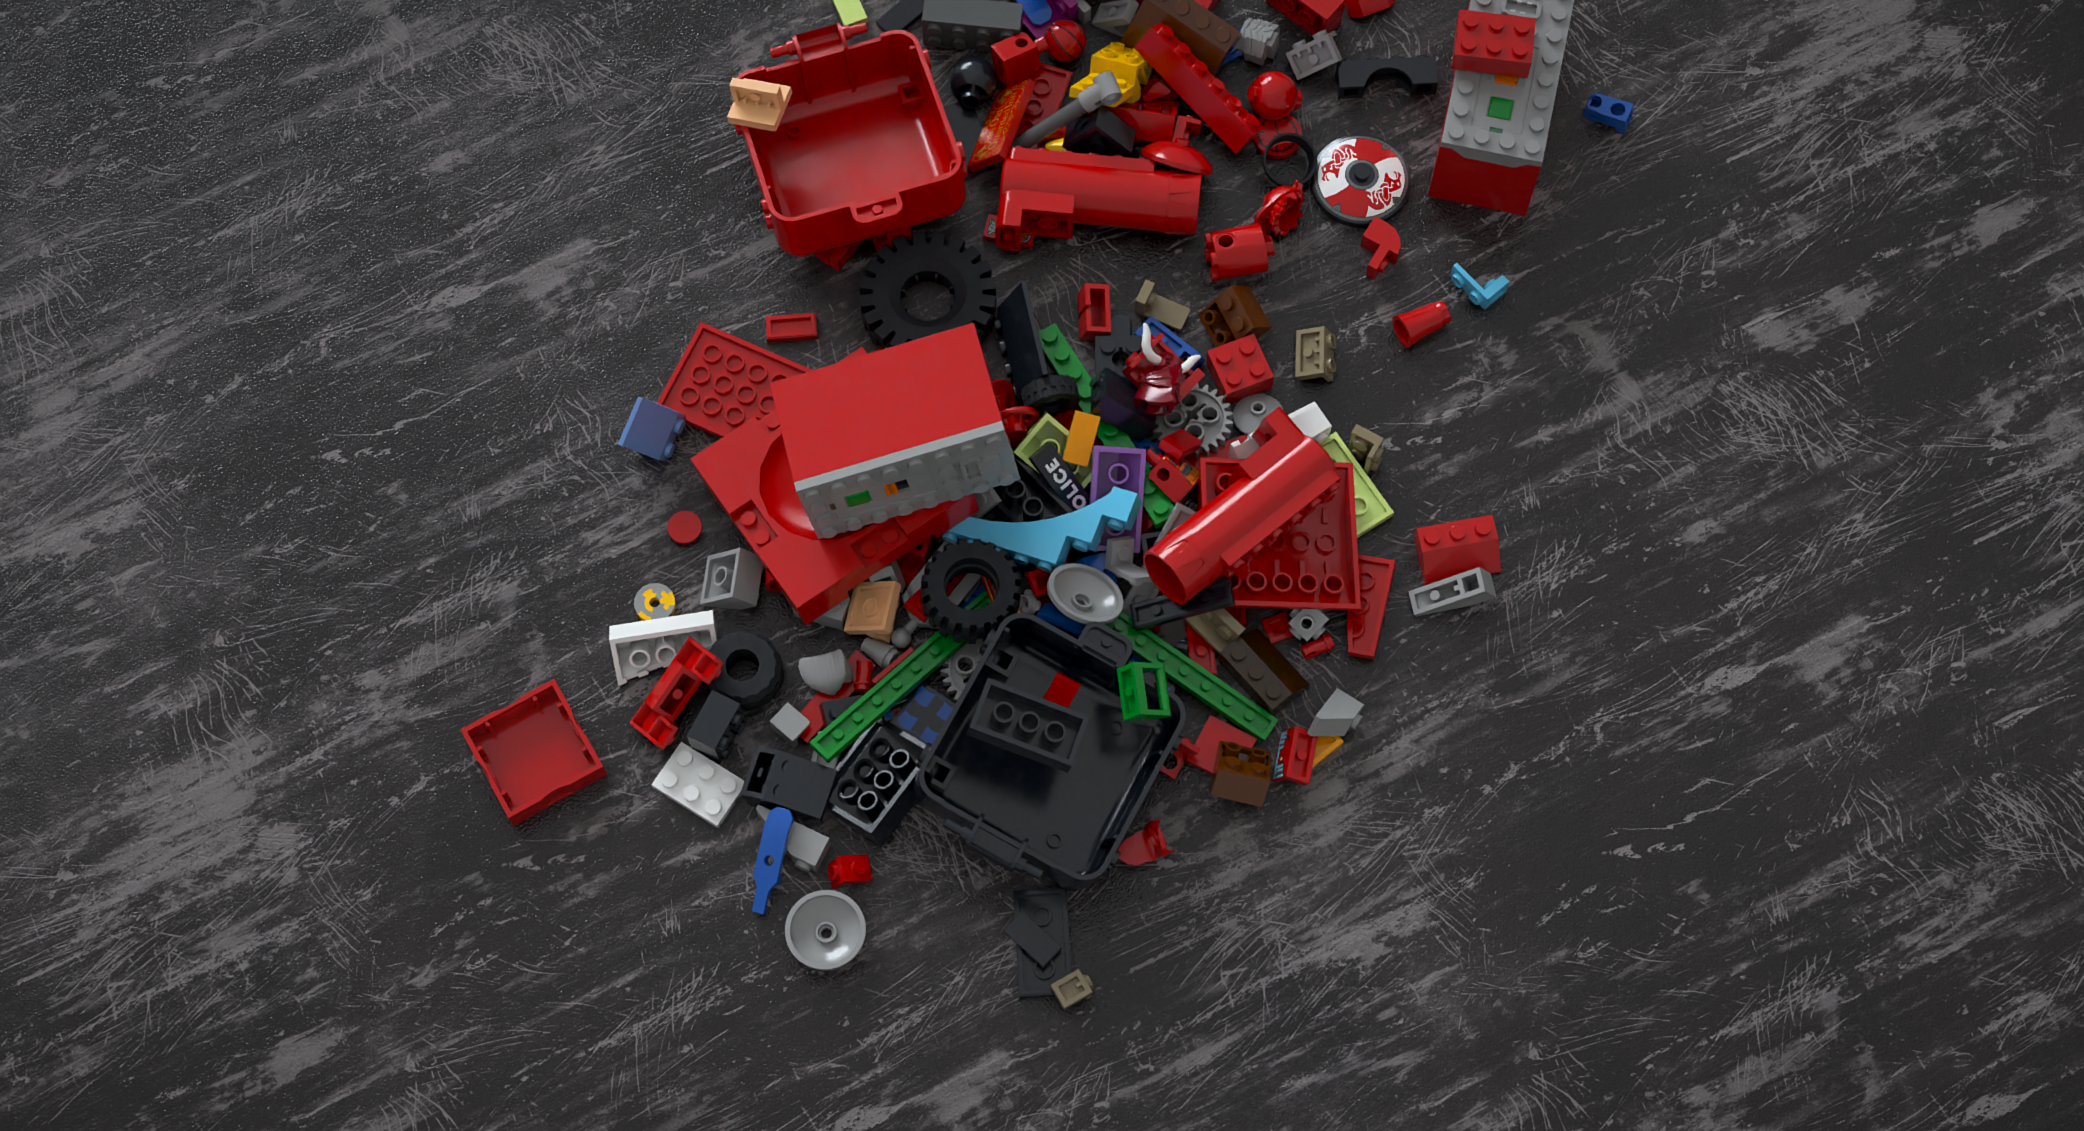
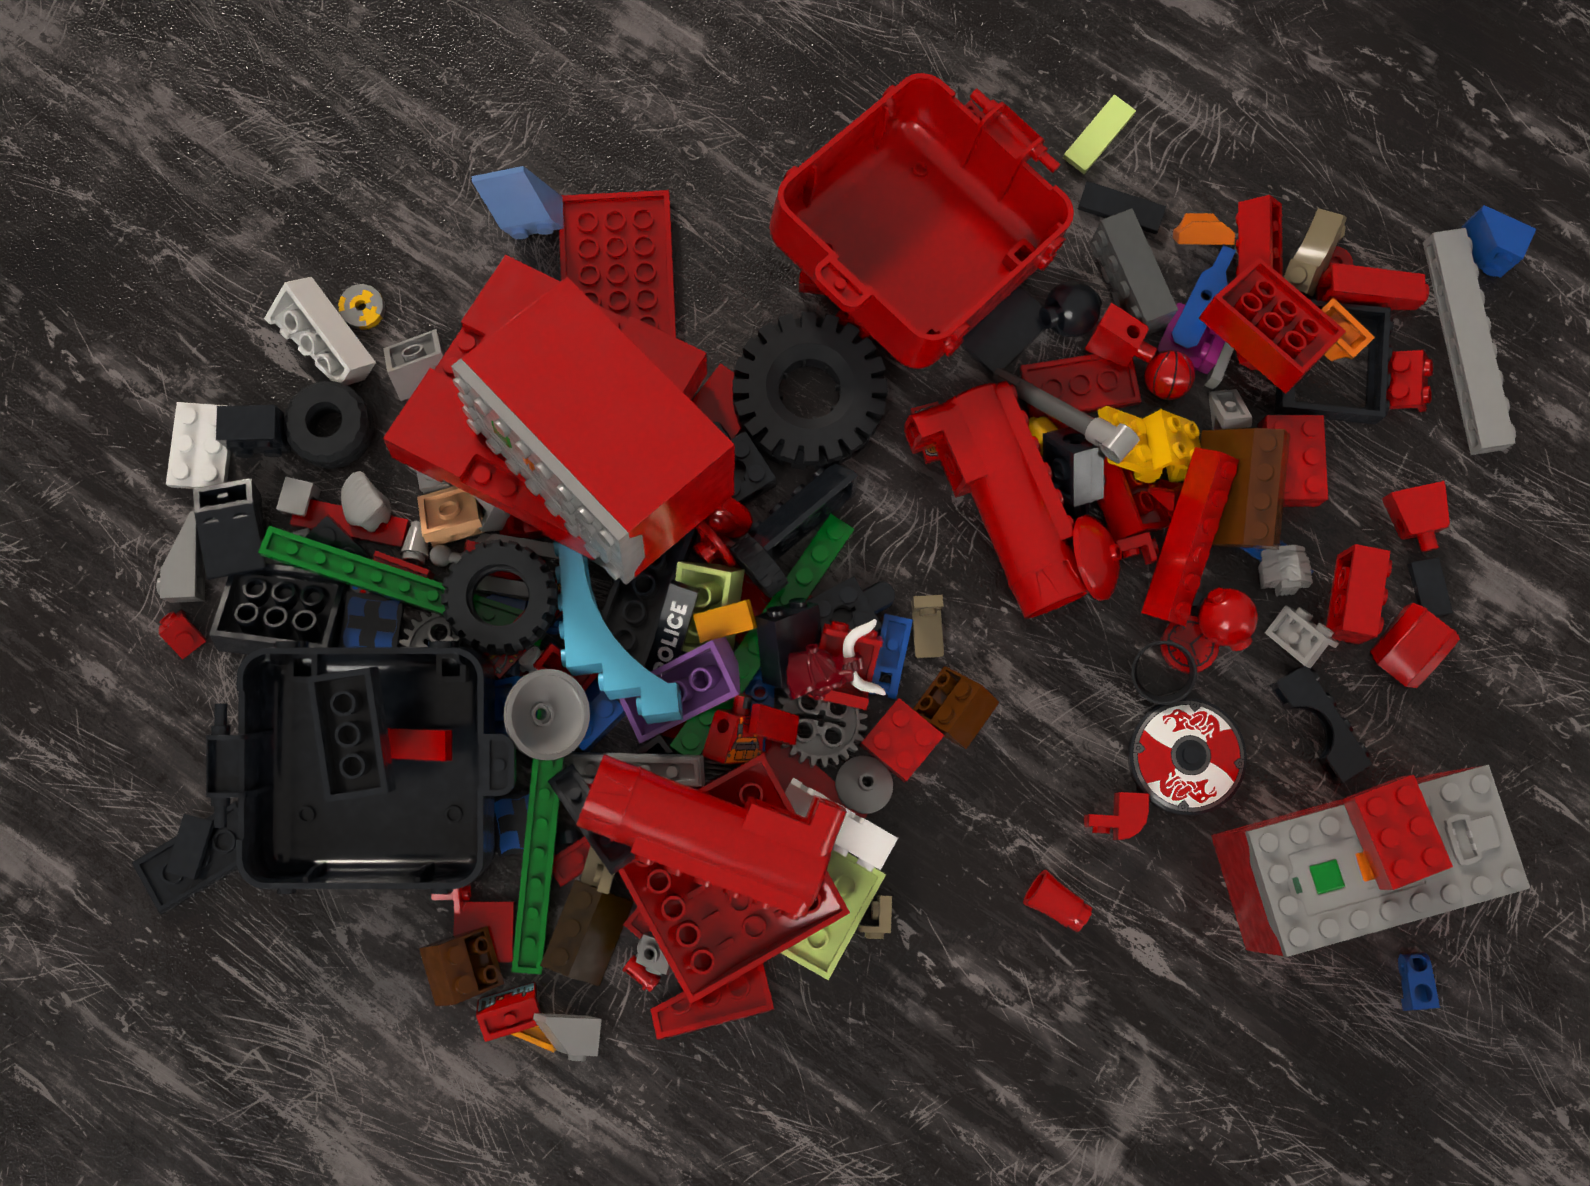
camera: 60 degrees right, 10 degrees up
(533, 752) = (153, 277): red tile -> none
(674, 690) = (288, 373): red bracket -> none
(684, 527) = (452, 291): red piece -> none
(758, 103) = (903, 107): light nougat bracket -> none
(772, 844) = (151, 550): blue piece -> none
(791, 327) = (713, 278): red tile -> none
(823, 912) = (85, 638): light grey dish -> none
(863, 676) = (379, 540): red pin -> none
(1001, 125) = (1035, 361): red tile -> none
(1072, 988) = (158, 913): dark tan bracket -> none
(1094, 311) = (891, 558): red piece -> none
(1120, 561) = (613, 732): light grey bracket -> none
(1134, 694) = (455, 819): green tile -> none
(1144, 845) = (343, 908): red piece -> none
(1238, 251) = (1028, 672): red cylinder -> none
(1281, 209) = (1103, 691): red hair -> none
(1315, 354) = (962, 809): dark tan bracket -> none
(1453, 592) = (771, 1087): light grey slope -> none
(1457, 548) = (821, 1069): red slope -> none
(1478, 295) = (1121, 947): medium azure bracket -> none

